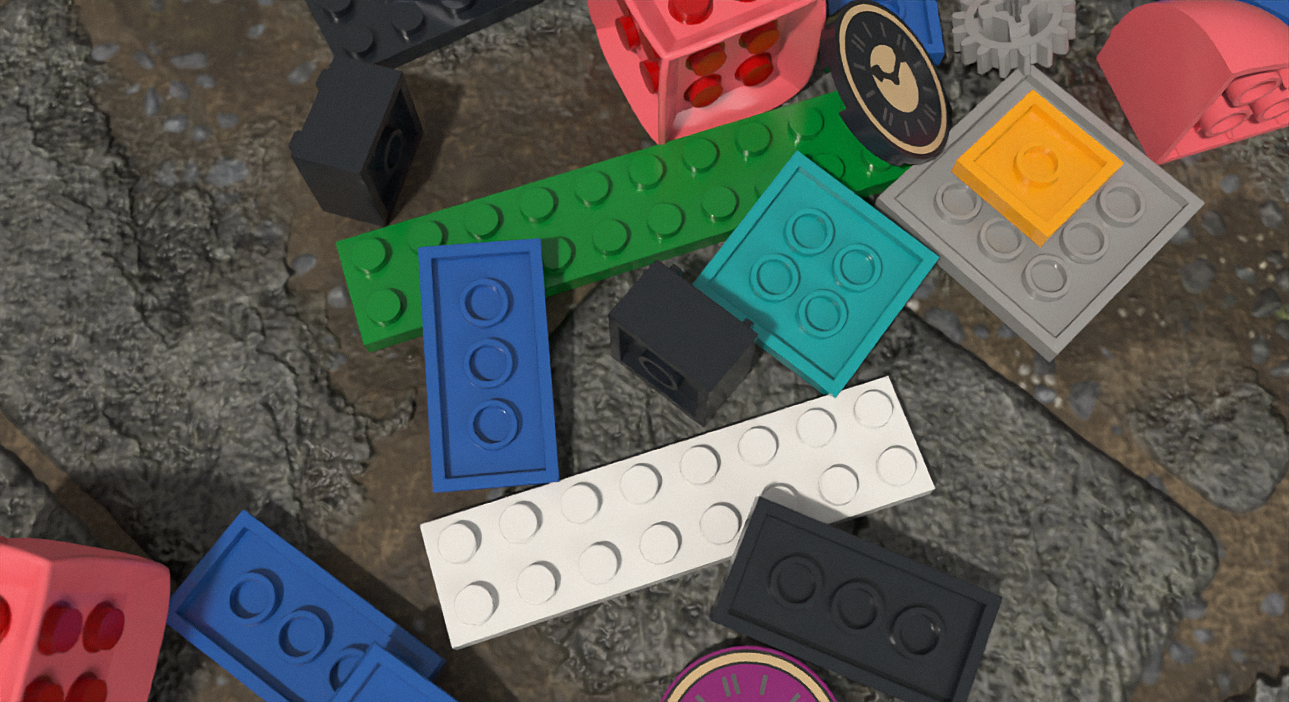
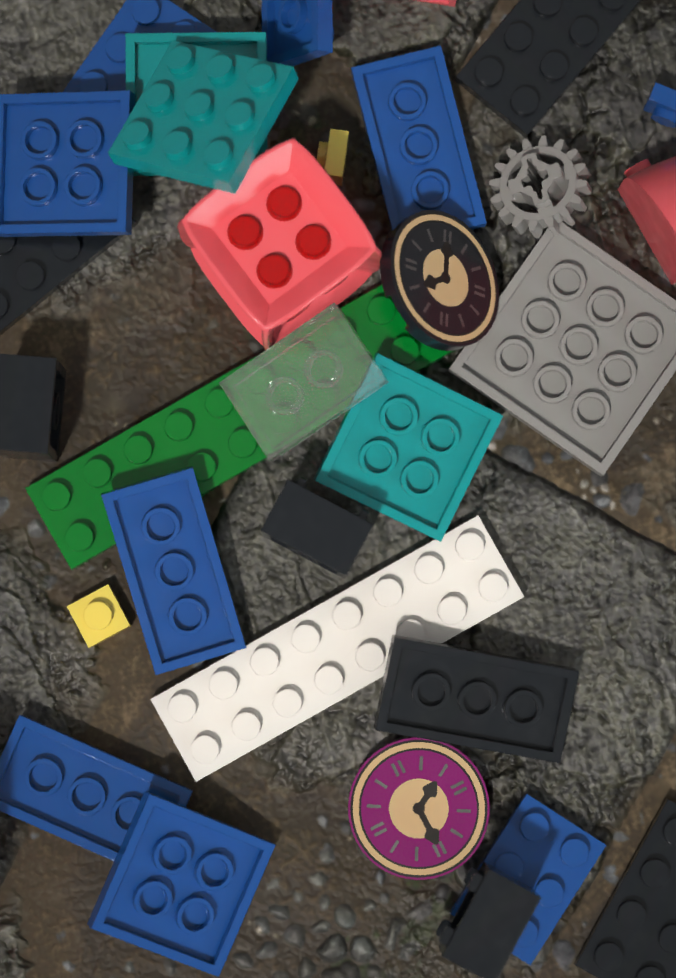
camera: 15 degrees left, 15 degrees up
(383, 410) = (99, 616): none -> light yellow plate
(700, 169) = (303, 382): none -> clear tile
(1036, 167) = (569, 325): light orange plate -> none

